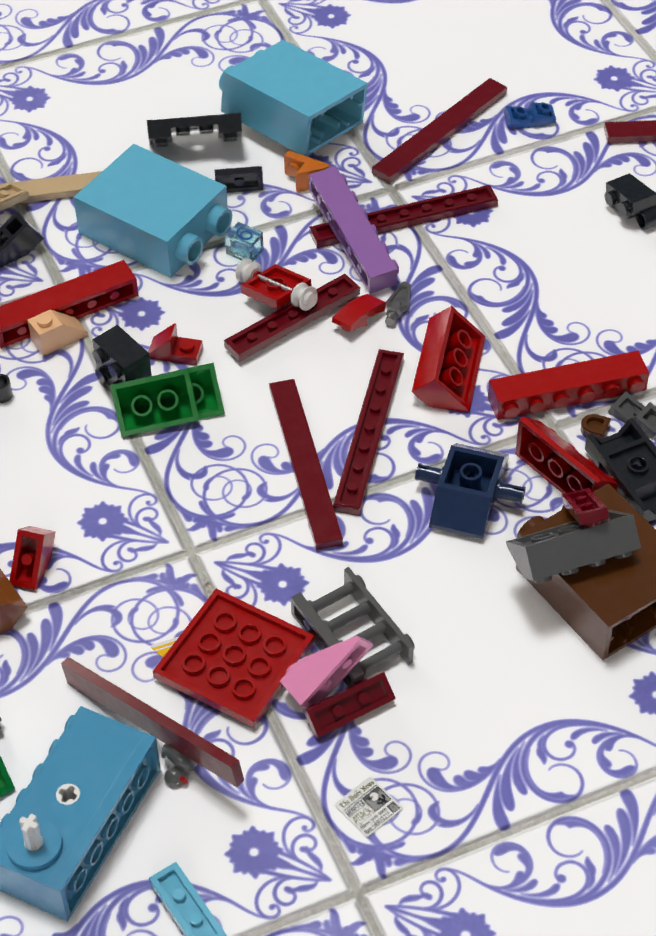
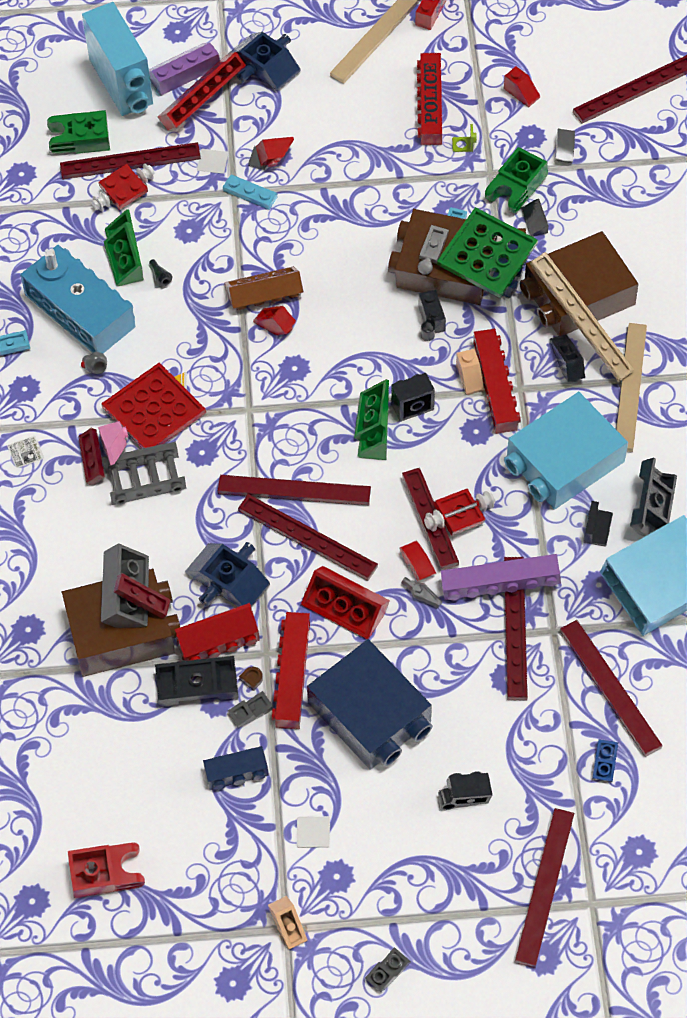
camera: 110 degrees right, 10 degrees up
(153, 722) = (115, 345): tile -> none
(171, 348) = (429, 441): red slope -> none
(243, 242) = (518, 506): clear light blue brick -> none
(301, 167) = (584, 572): orange slope -> none
(579, 295) = (370, 705): none -> dark blue brick

